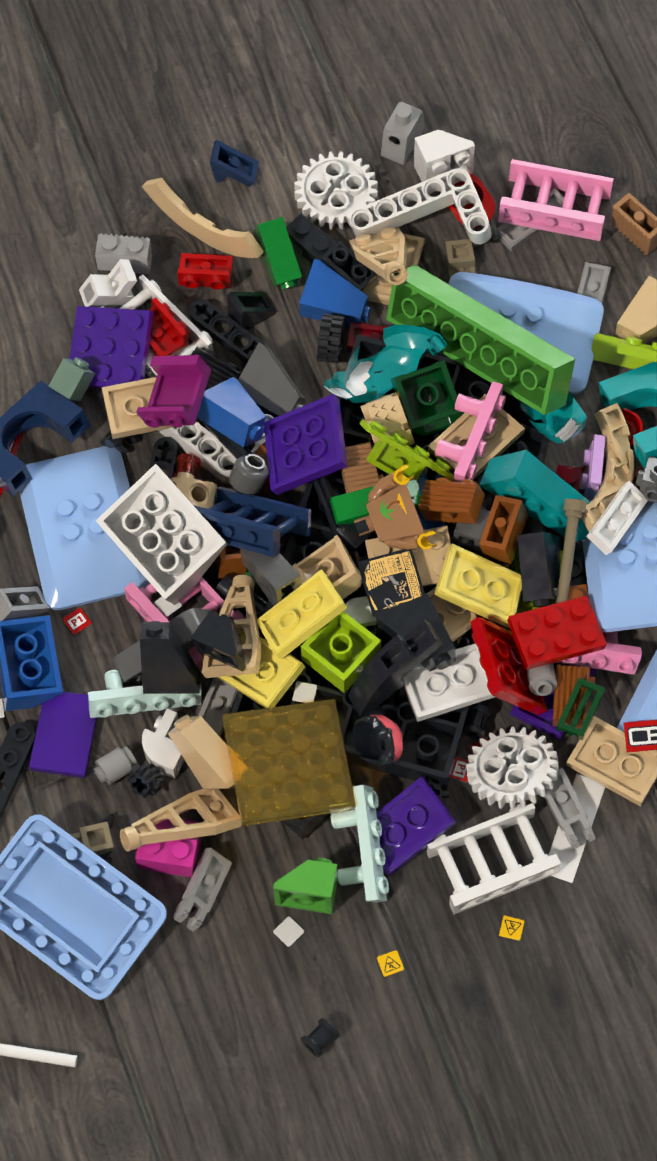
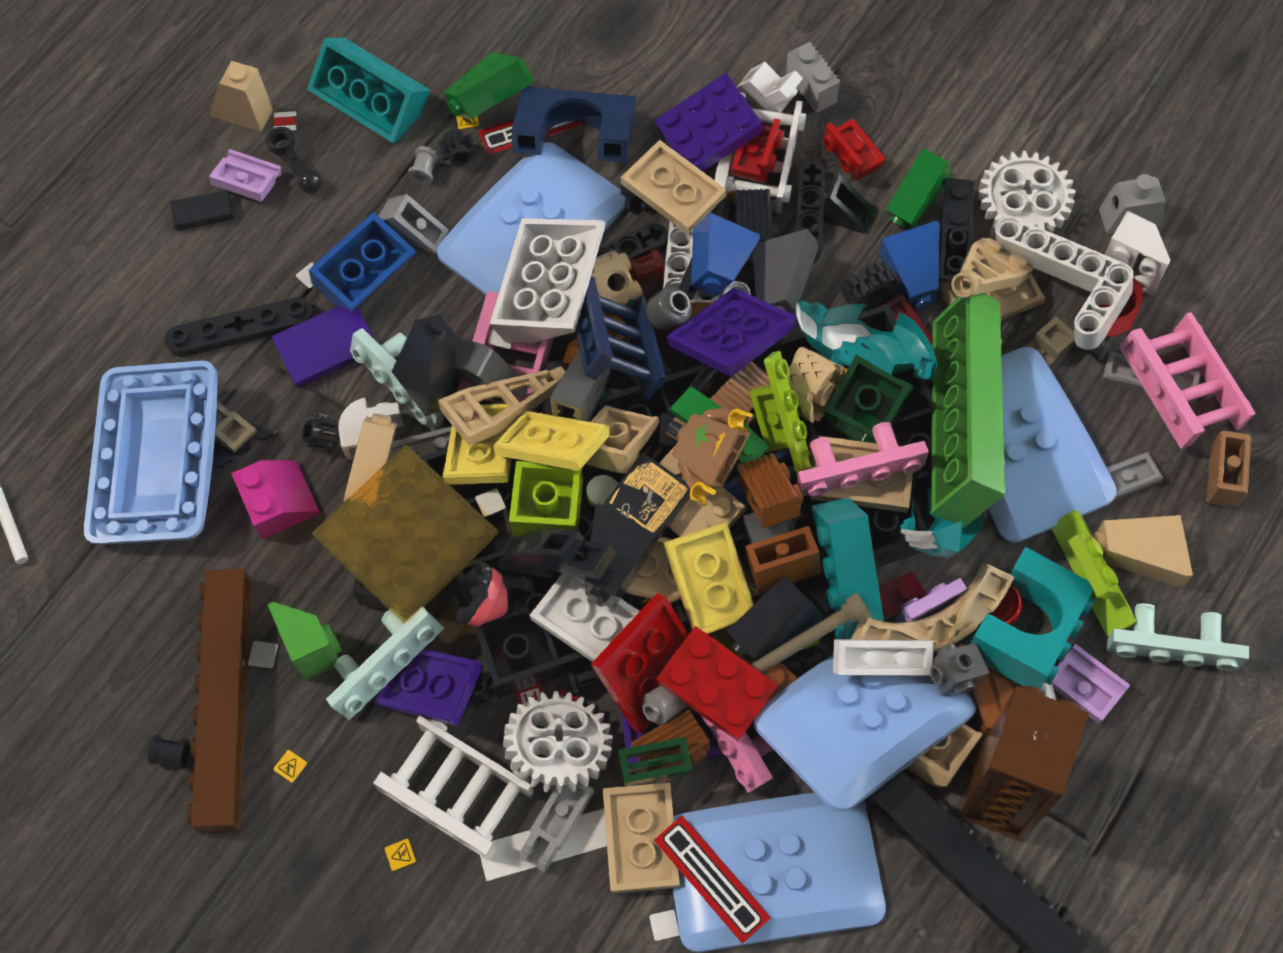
camera: 55 degrees right, 0 degrees up
(72, 378) = (653, 116): sand green brick -> none
(76, 621) = (440, 281): red sticker -> none
(114, 765) = (319, 399): light grey brick -> none
(176, 391) = (695, 195): magenta panel -> none
(202, 888) = (252, 550): light grey hinge -> none
(211, 805) = (256, 461): tan plate -> none
(220, 640) = (474, 392): black slope -> none
(228, 241) = (896, 143): tan tile -> none
(230, 162) = (973, 93): dark blue slope -> none
(306, 976) = (221, 702): none -> reddish brown brick

